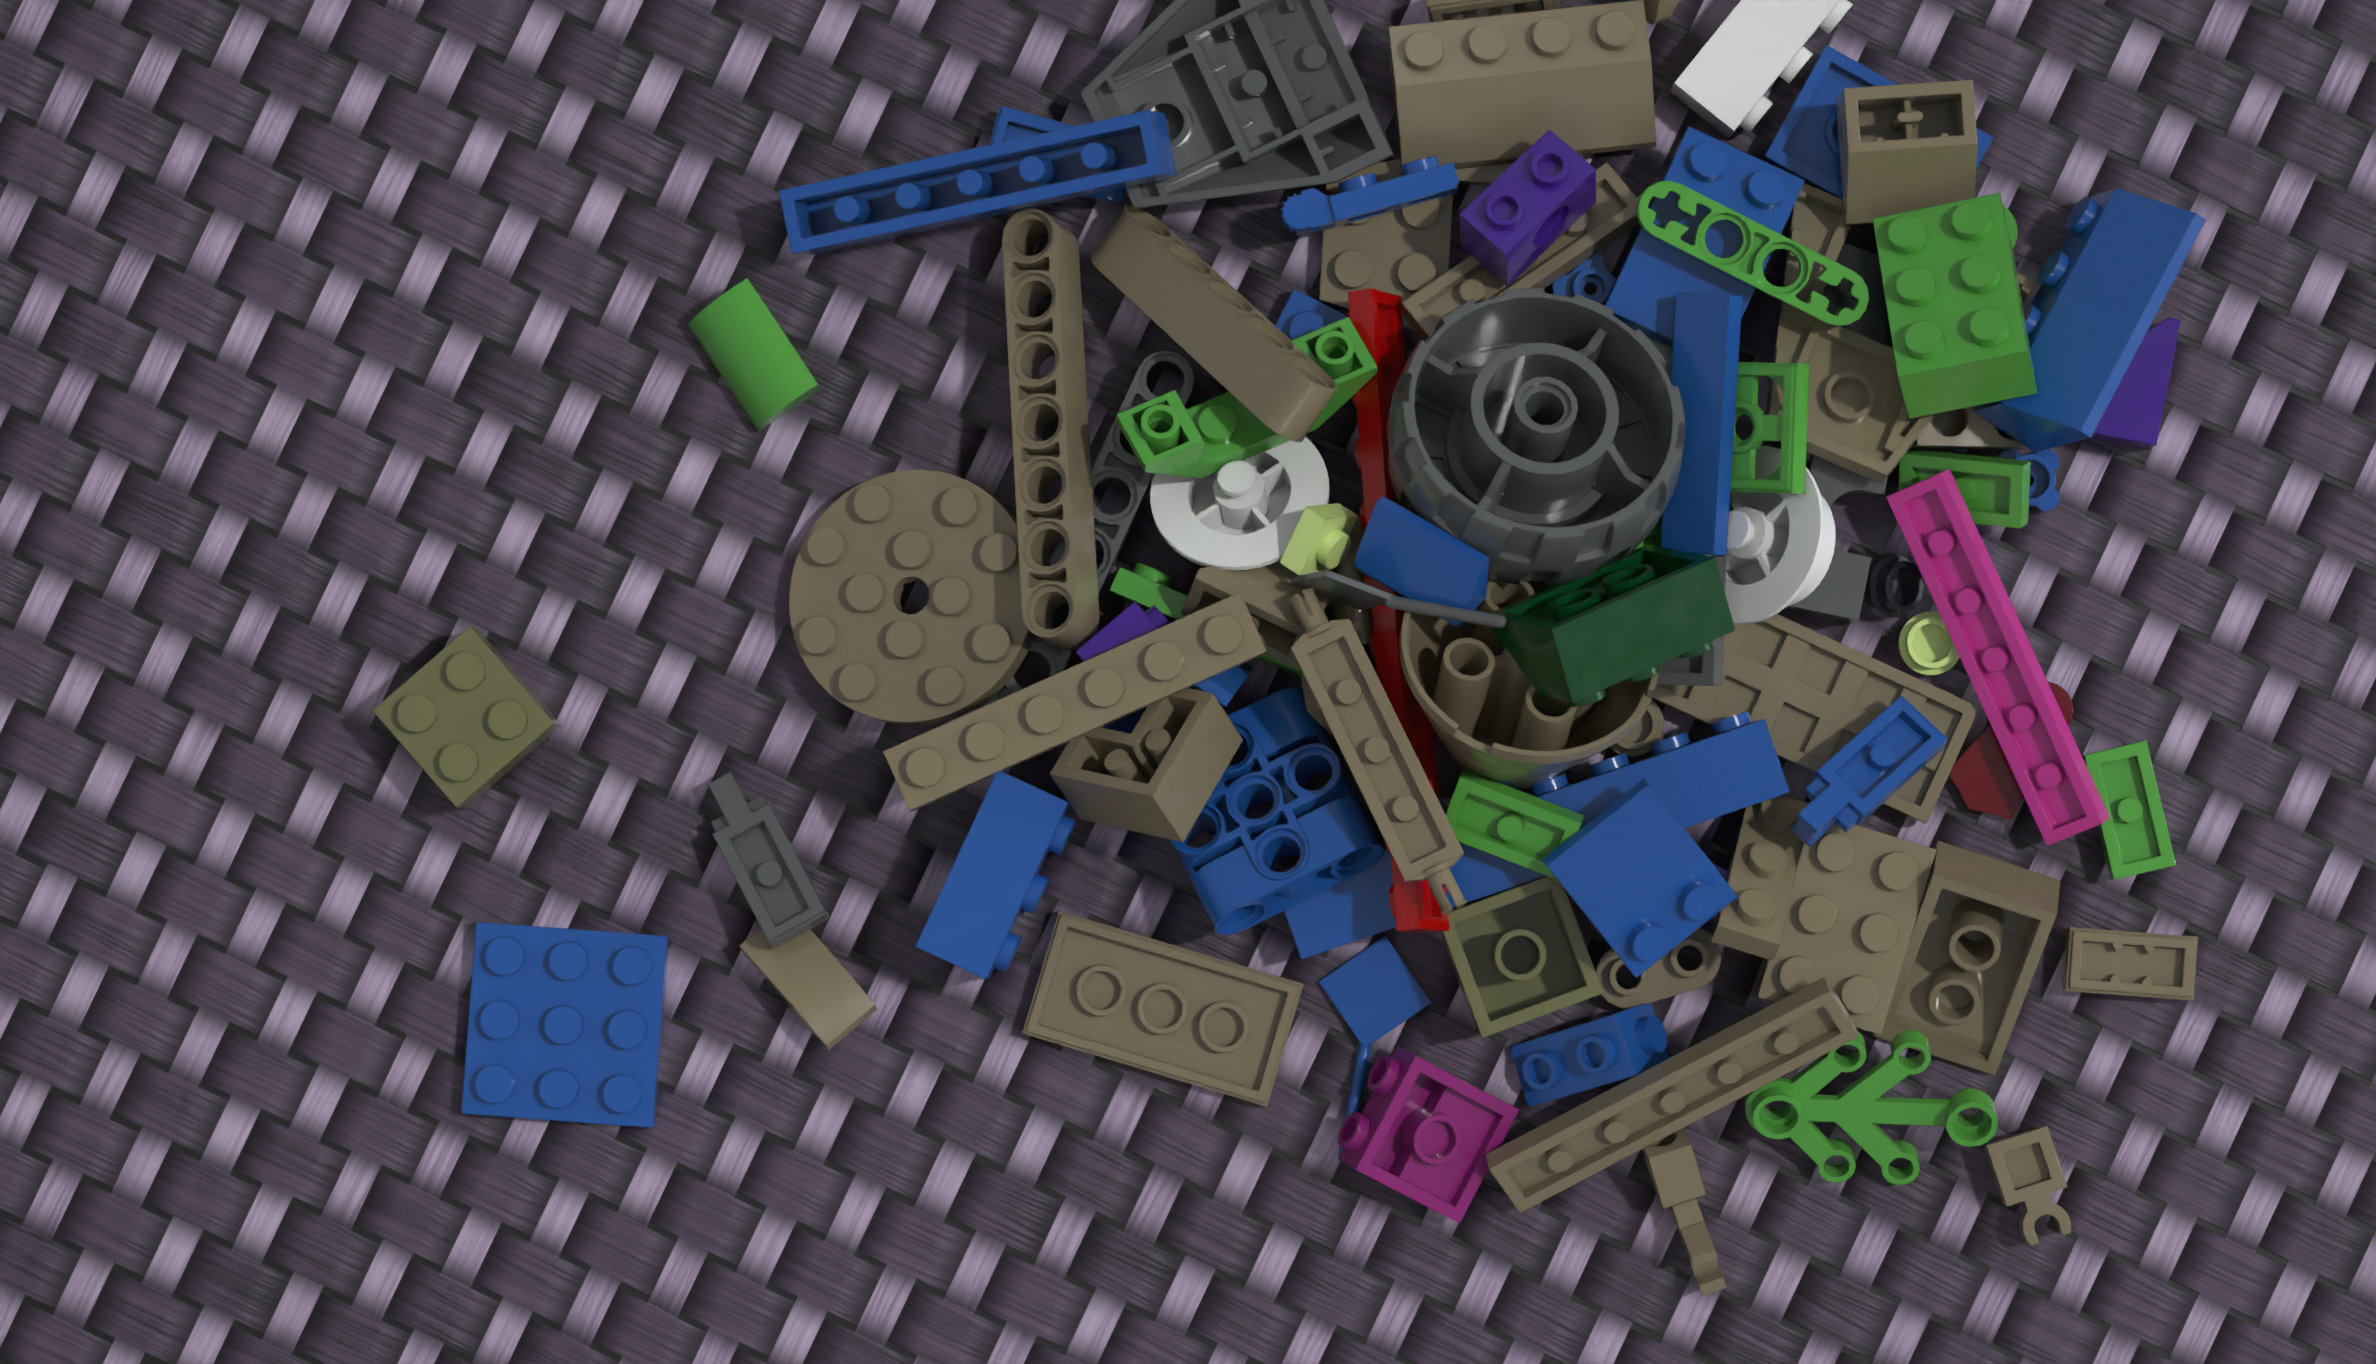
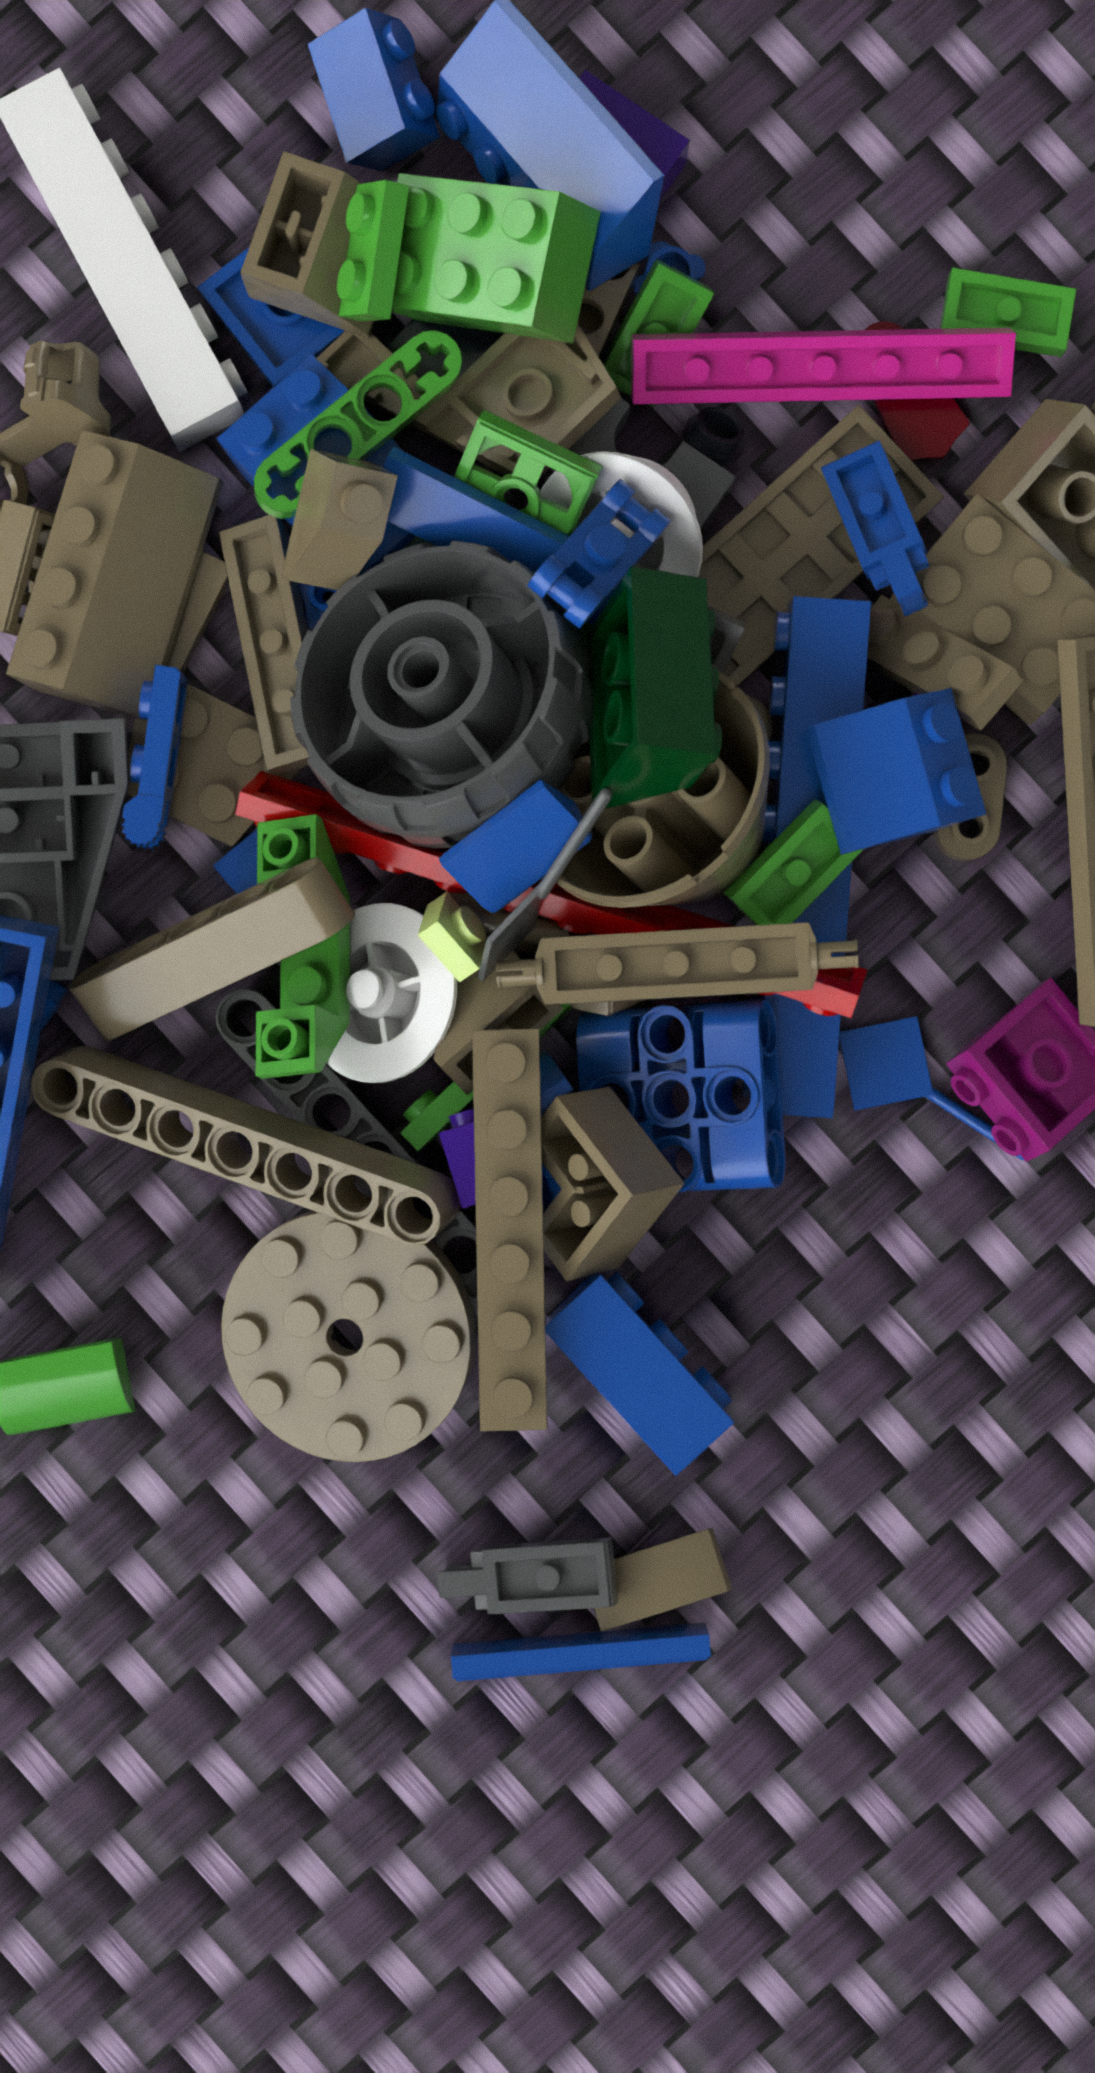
camera: 75 degrees left, 0 degrees up
(467, 717) = (283, 1798): olive brick -> none
(565, 1024) = (605, 1821): blue plate -> none
(712, 934) = (580, 1652): none -> blue tile
(1163, 1008) = (820, 1263): dark tan tile -> none
(1519, 955) = (916, 915): olive brick -> none
(1528, 208) = (227, 615): dark purple brick -> none
(1590, 1054) = (1028, 890): blue bracket -> none
(1655, 273) = (337, 519): none -> dark tan slope
(1718, 524) = (598, 554): none -> blue plate
(1921, 199) = (371, 265): none -> bright green plate
(1927, 645) = (780, 428): yellowish green plate -> none
(2080, 131) = (374, 89): none -> brick

